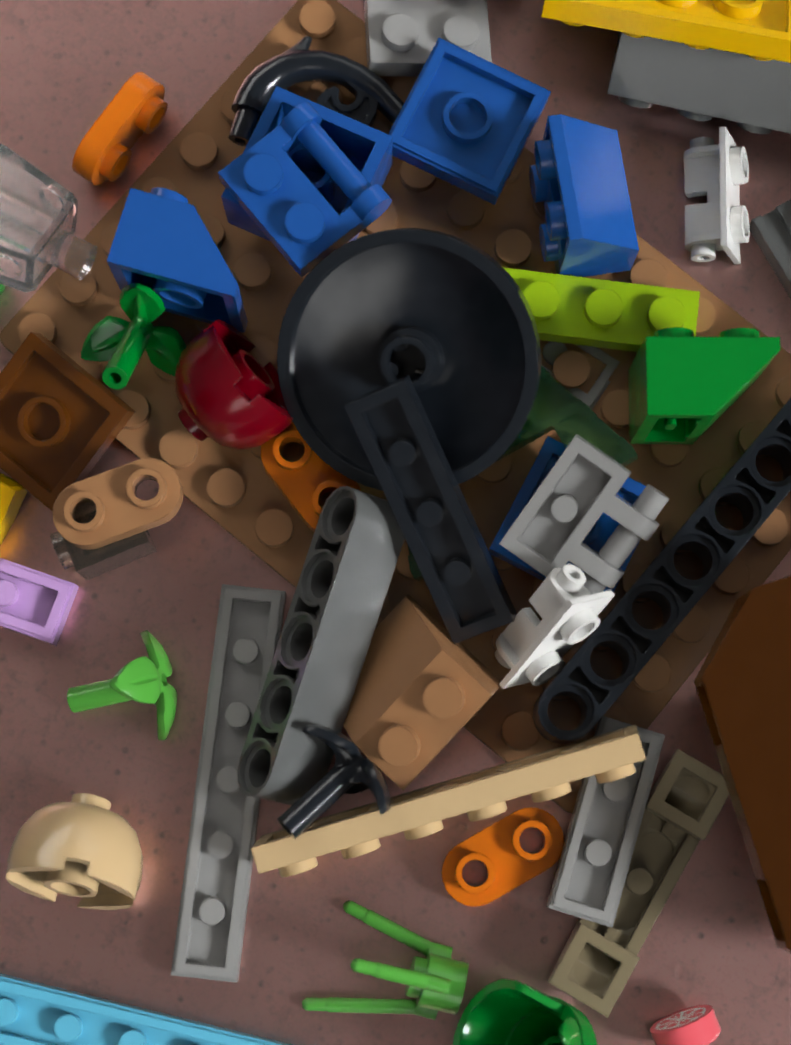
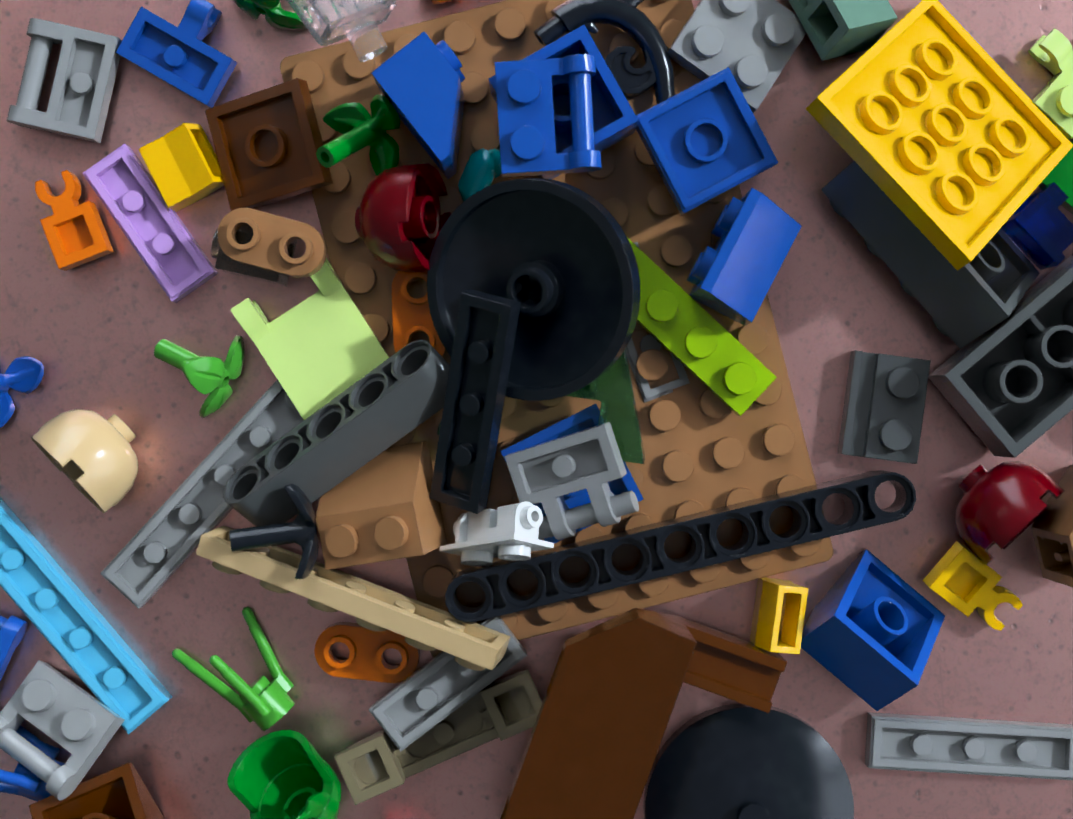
camera: 40 degrees right, 10 degrees up
(229, 581) = (315, 345): none -> yellowish green flag
(271, 299) = (479, 172): none -> teal arm
(689, 382) = (715, 444): green slope -> none
(720, 222) = (856, 302): white hinge -> none

